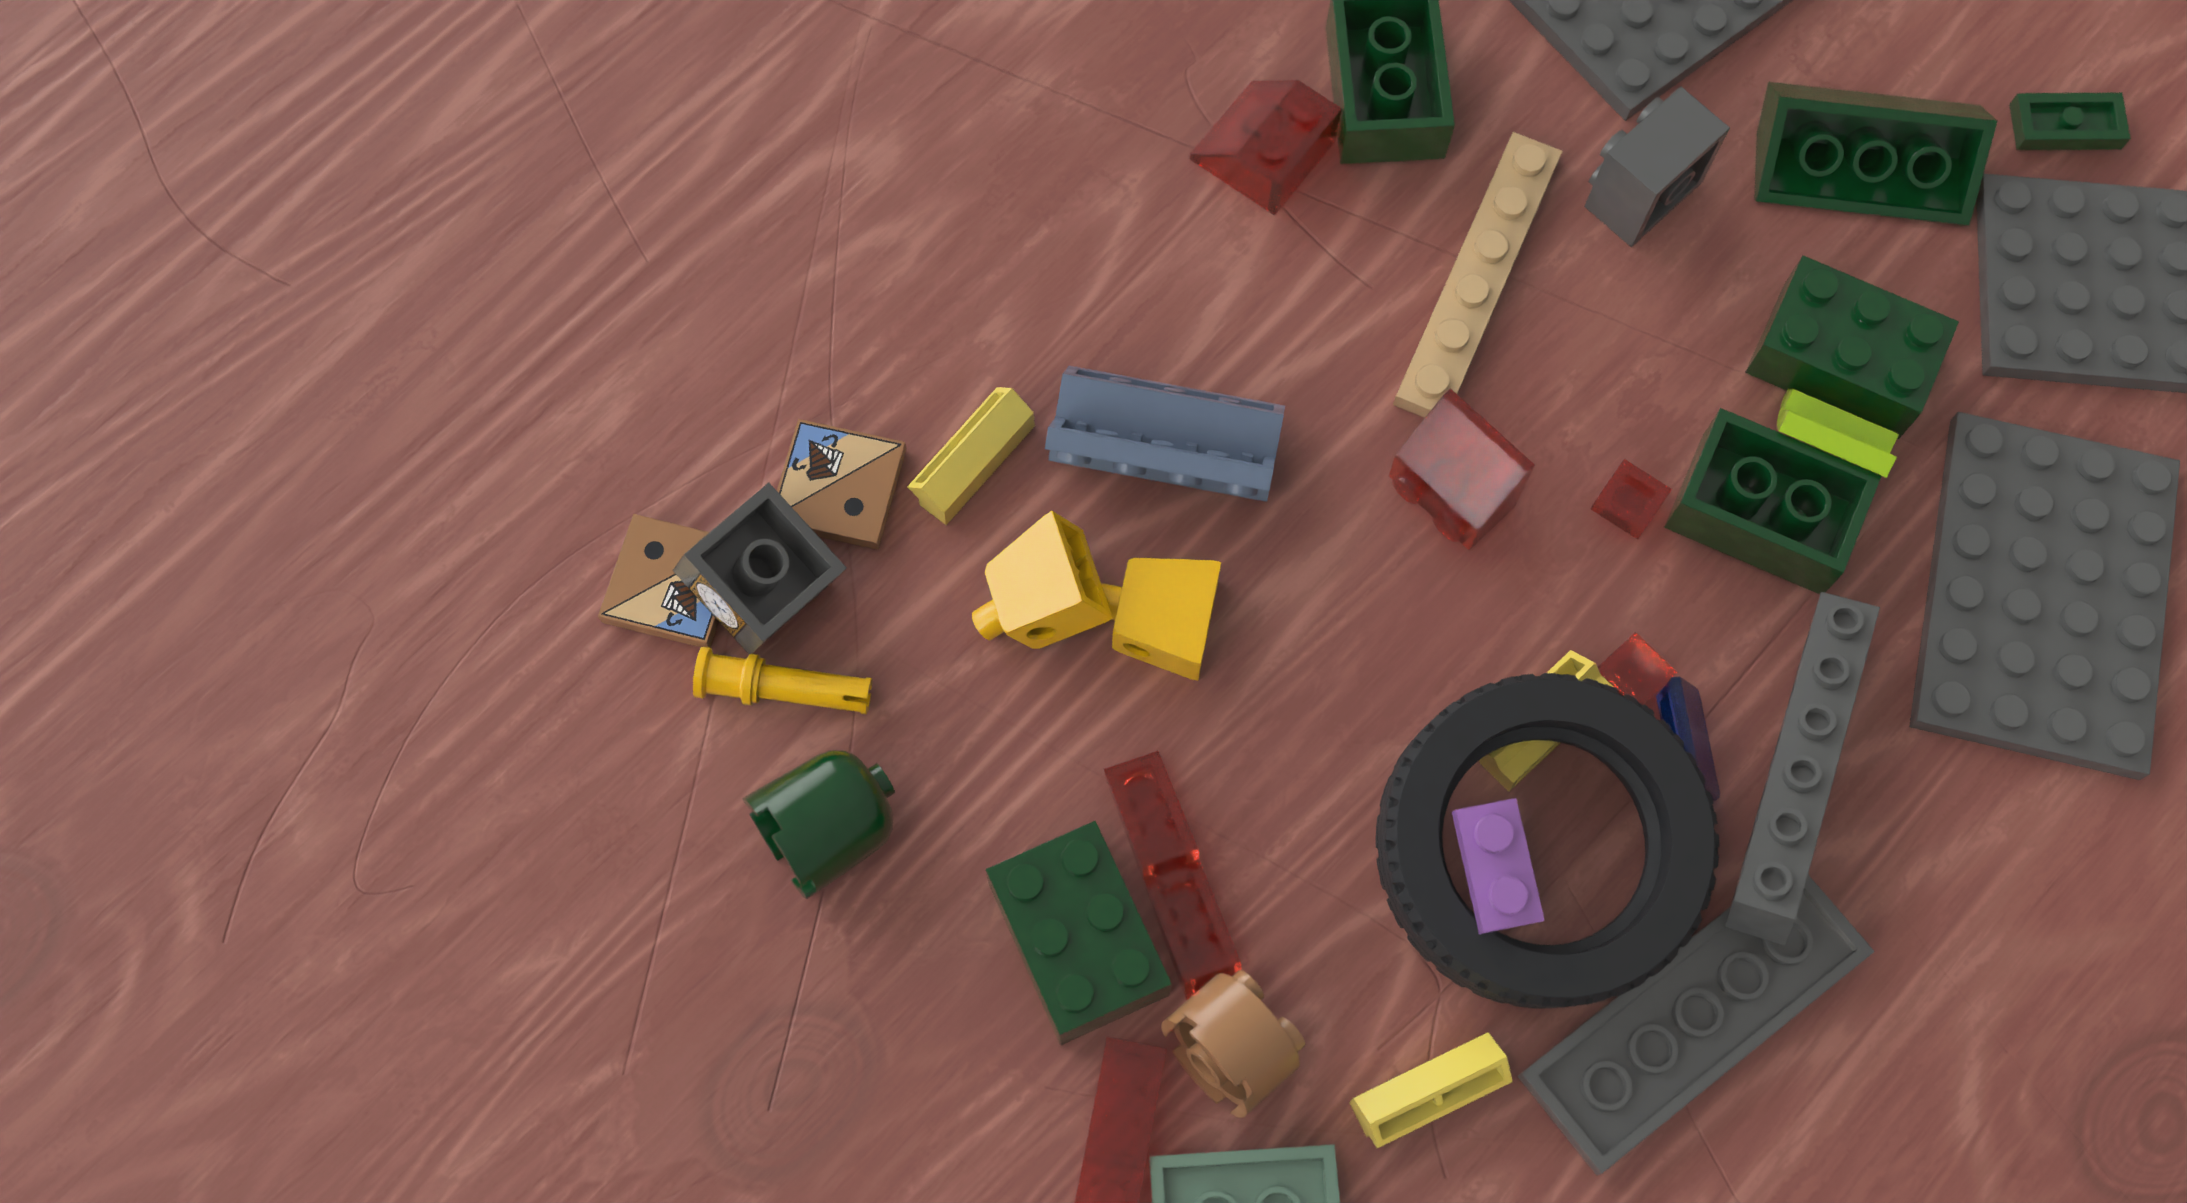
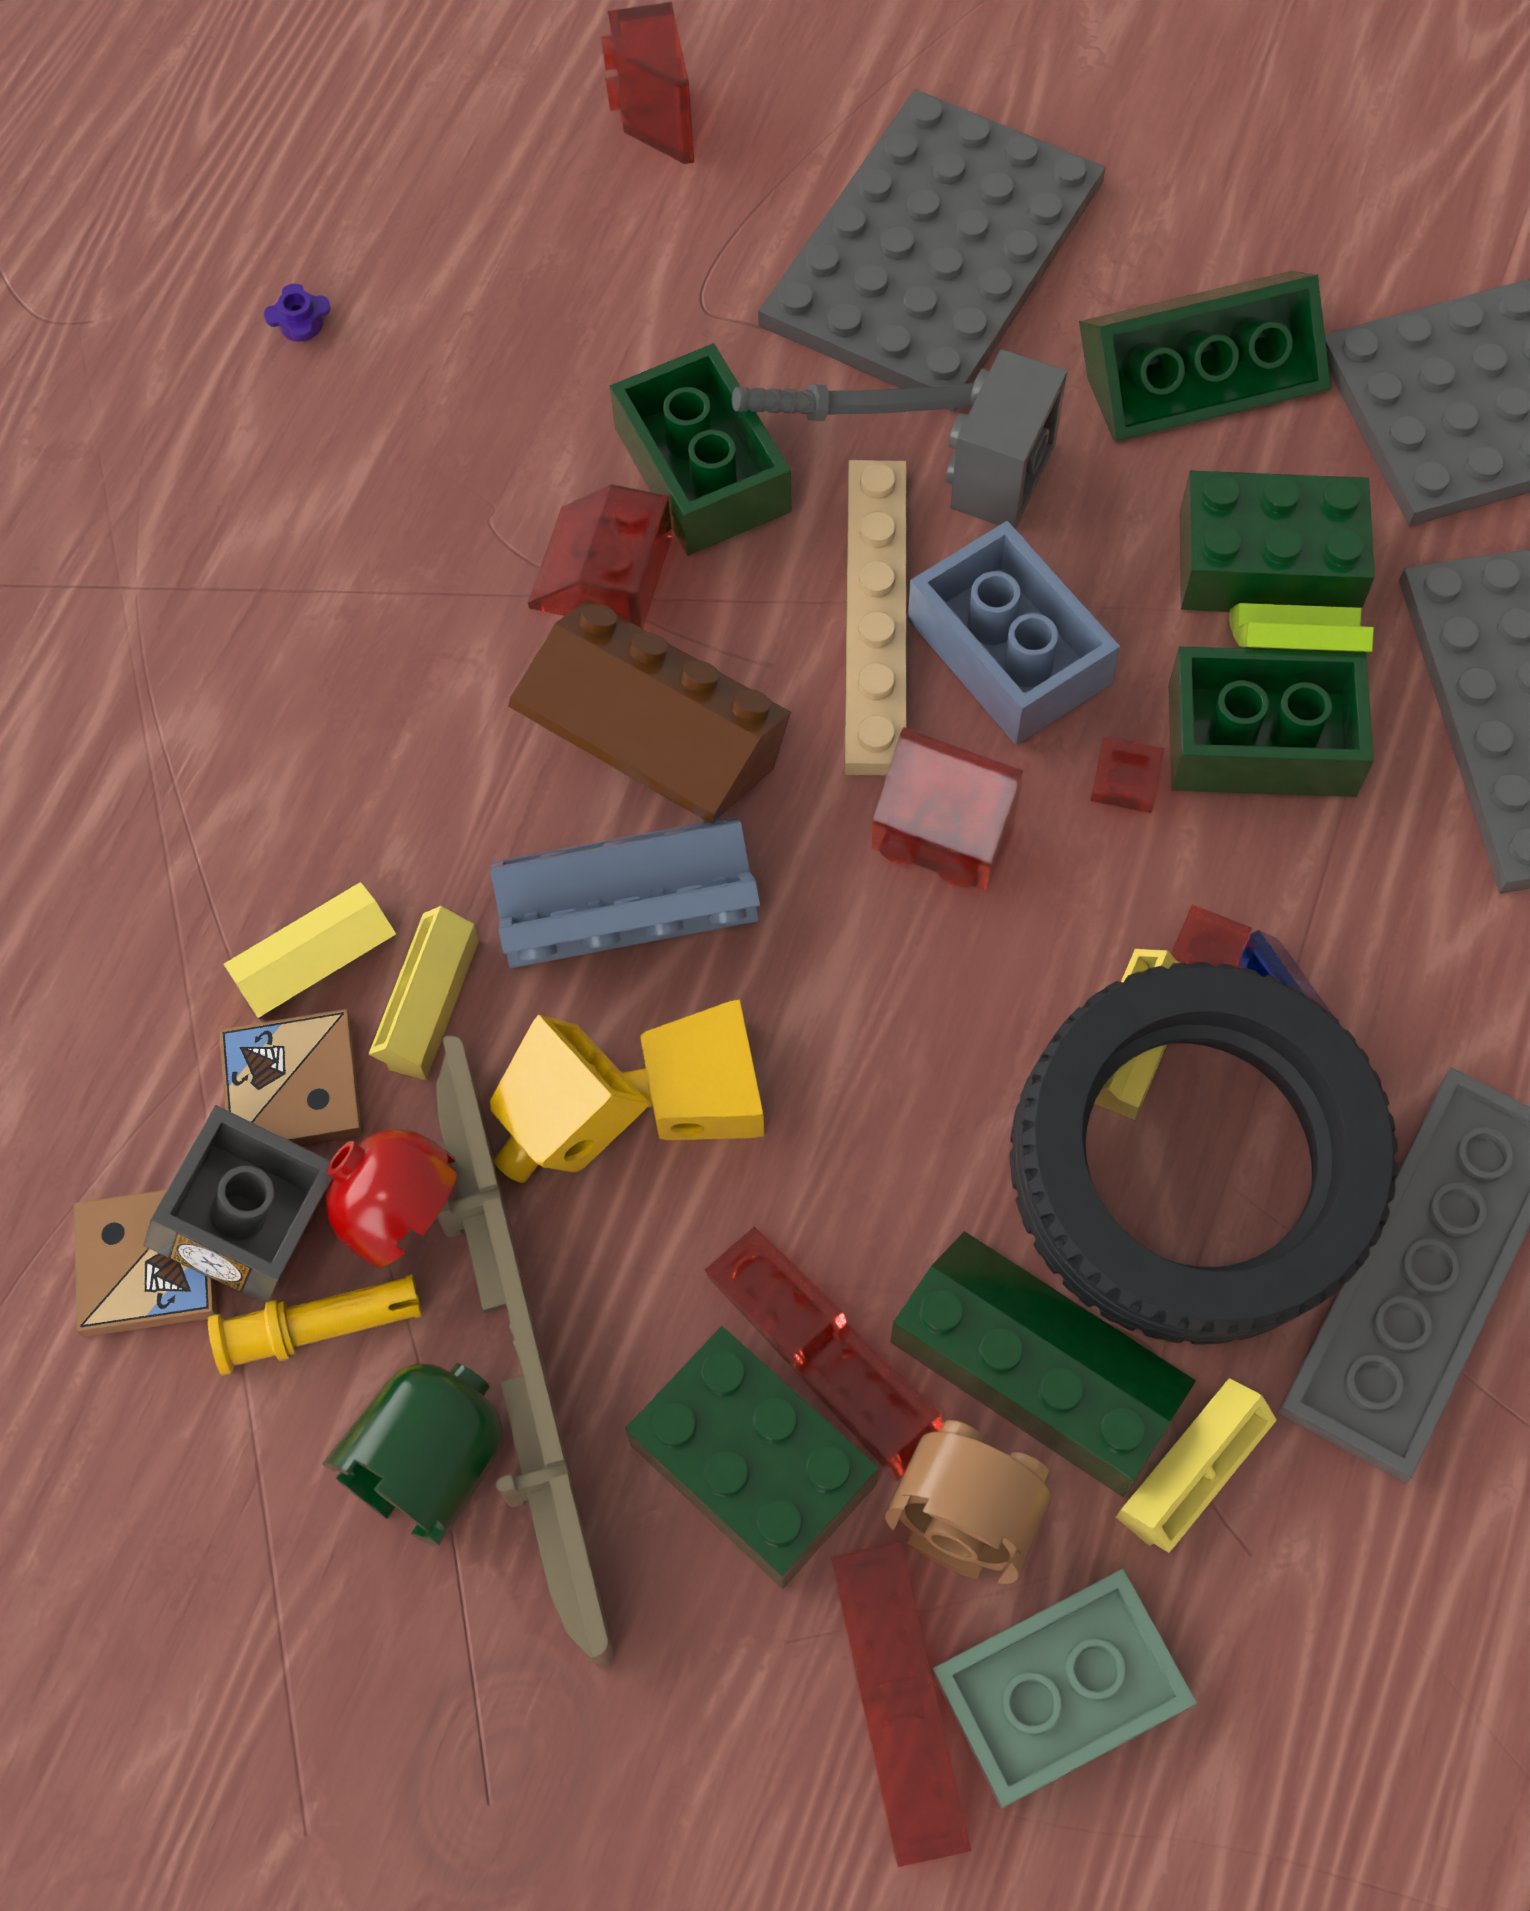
camera: 20 degrees left, 5 degrees down
(876, 604) = (385, 1190): none -> red cylinder
(894, 381) = (309, 949): none -> light yellow piece
(923, 814) = (528, 1398): none -> dark tan piece
(1251, 290) = (651, 710): none -> reddish brown slope
(1343, 954) = (1041, 1361): none -> dark green slope
(1497, 866) = (1170, 1194): medium lavender plate -> none
(1506, 73) = (819, 402): none -> dark grey sword
(1585, 338) = (1012, 632): none -> sand blue brick
(1802, 769) = (1423, 977): dark grey brick -> none
(2069, 121) = (1379, 257): dark green plate -> none

